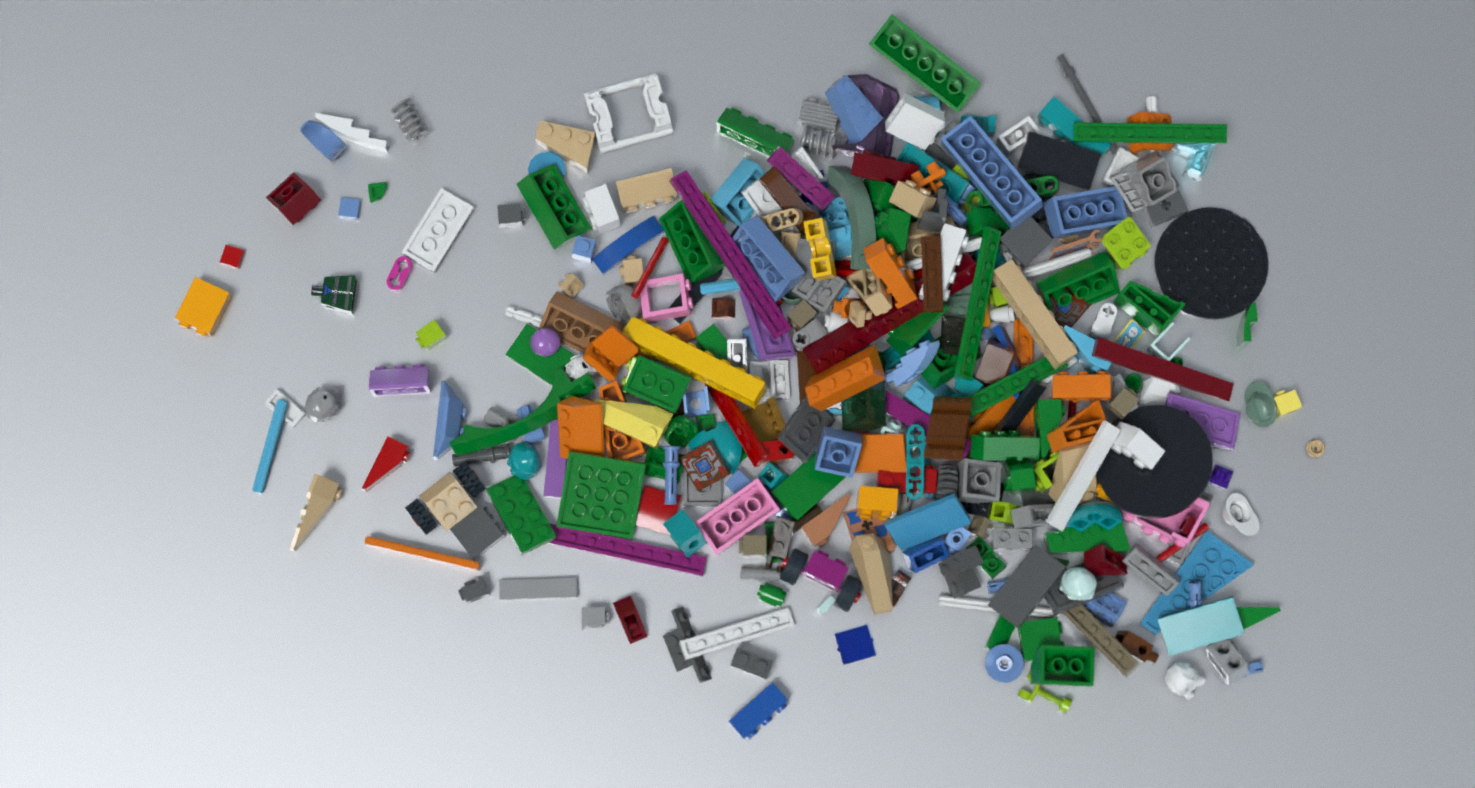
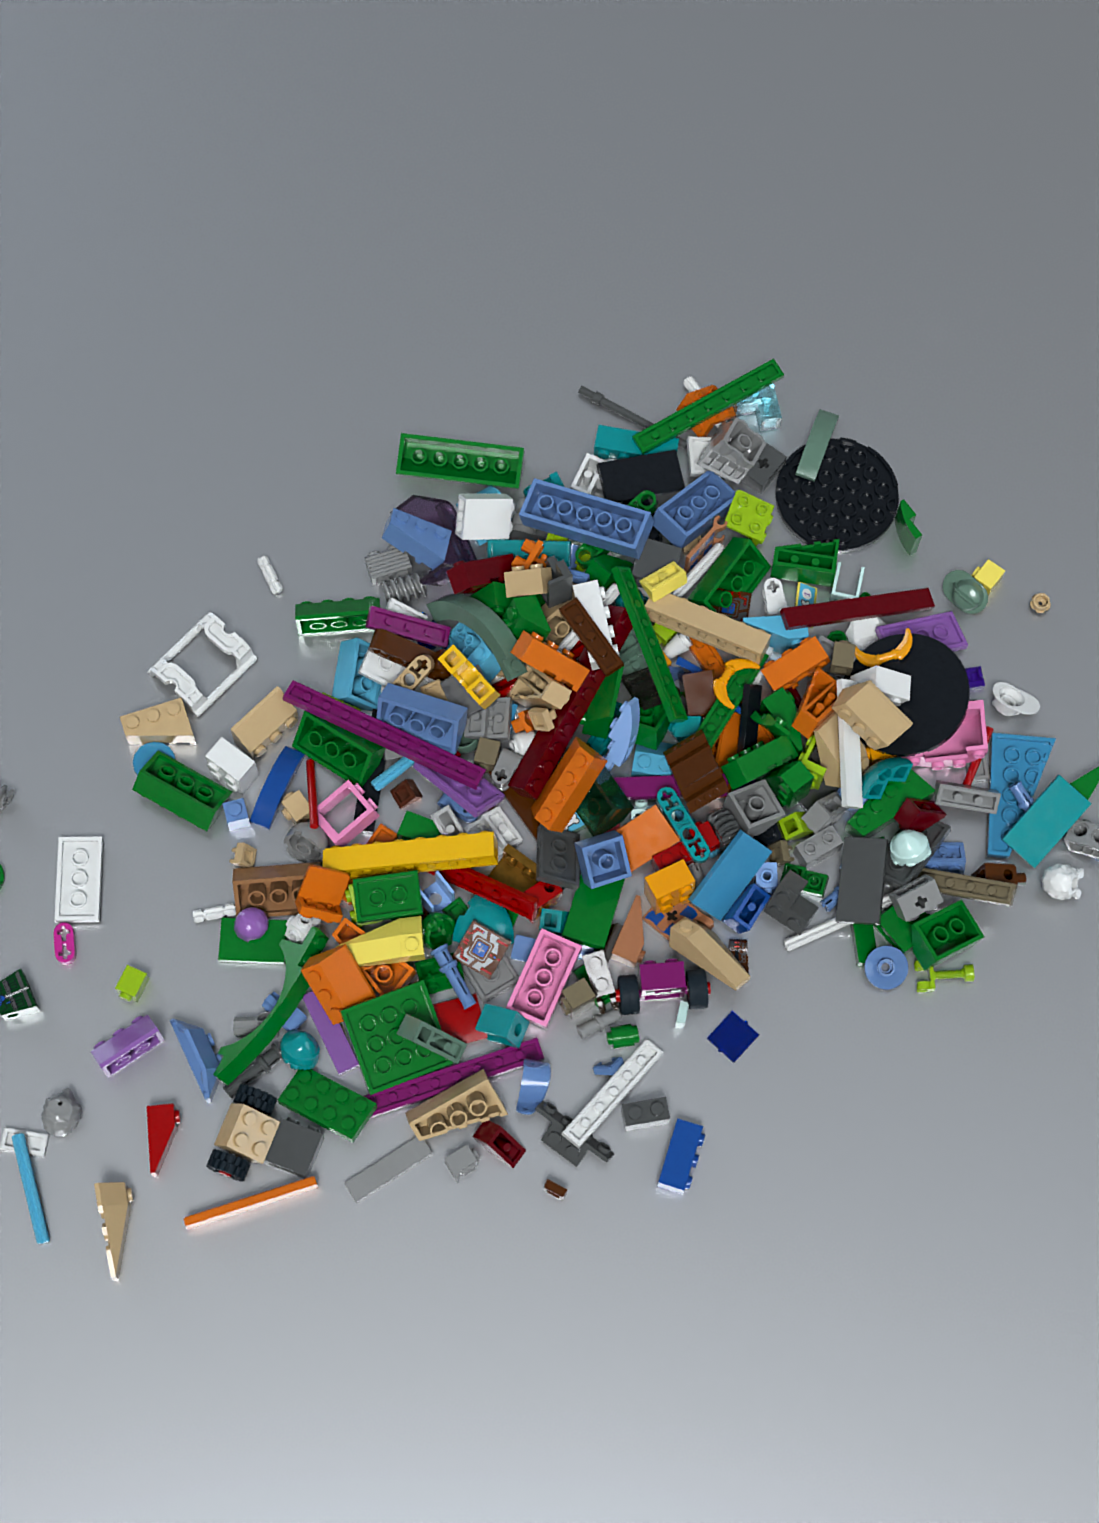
camera: 30 degrees left, 10 degrees down
(473, 590) = (325, 1208): dark grey brick -> none
(510, 215) = (144, 824): dark grey brick -> none
(614, 574) = (457, 1107): none -> tan wedge
(625, 512) = (431, 1038): none -> sand green slope
(650, 679) = (555, 1190): none -> reddish brown tile
(681, 593) = (533, 1085): none -> medium blue piece
(722, 69) = (269, 575): none -> white axle
(746, 612) = (608, 1068): none -> medium blue tile
(1021, 259) = (664, 581): none -> light yellow slope
(1031, 359) = (731, 667): none -> light orange piece
(1036, 427) = (774, 725): none -> green slope
(1051, 619) = (916, 898): none -> light grey brick
(1111, 464) = (871, 714): none -> tan slope
(1170, 426) = (897, 653): none -> light orange piece
(1187, 525) = (973, 734): dark red tile -> none
(1220, 213) = (816, 445): none -> sand green slope

